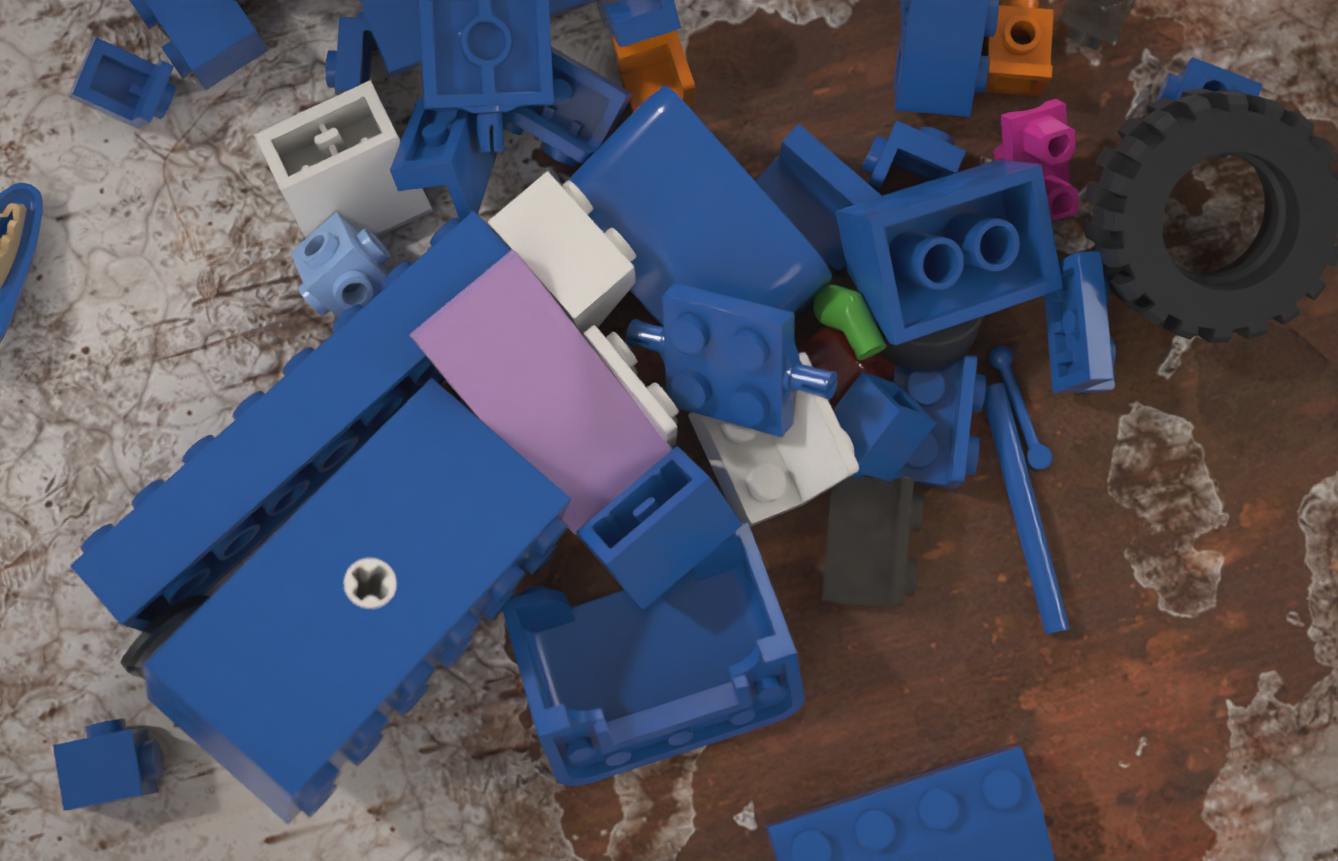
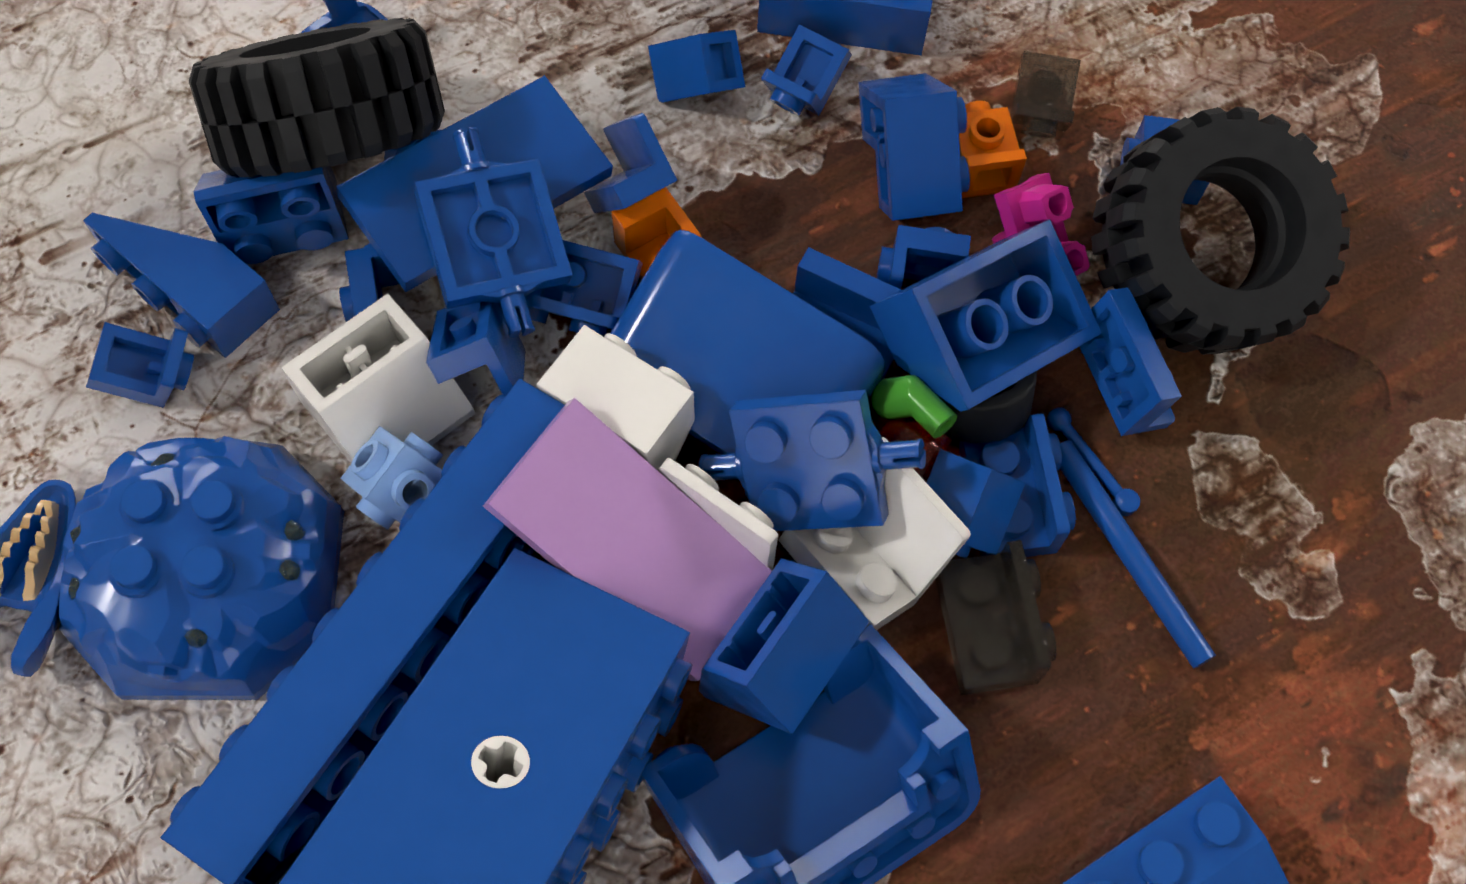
camera: 15 degrees left, 15 degrees down
(148, 304) = (199, 569): none -> blue rock

